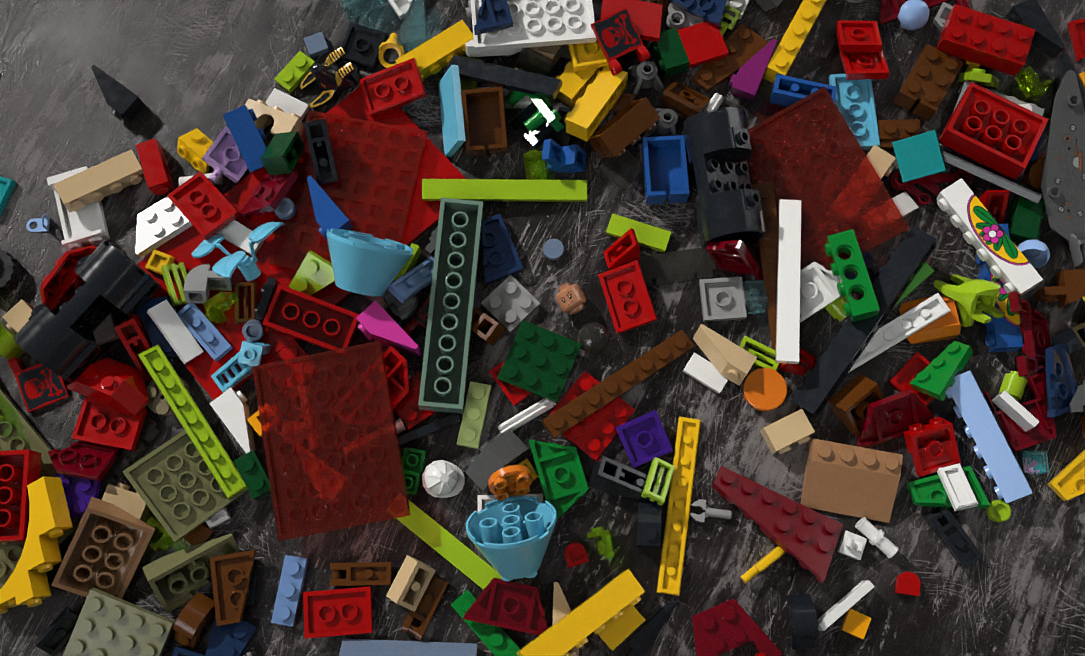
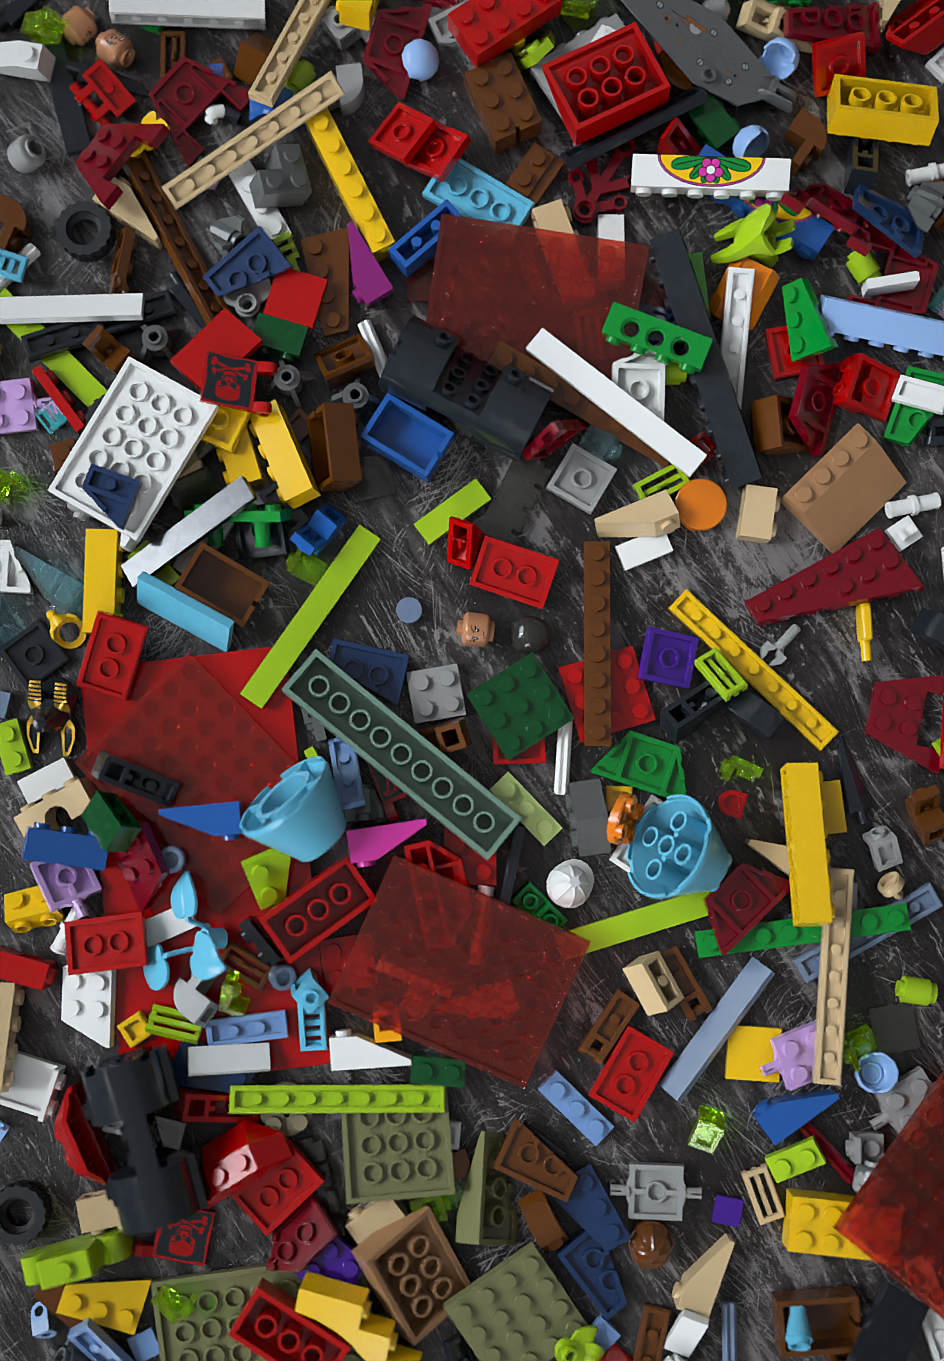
camera: 55 degrees left, 10 degrees up
(918, 156) = (577, 176): teal tile -> none

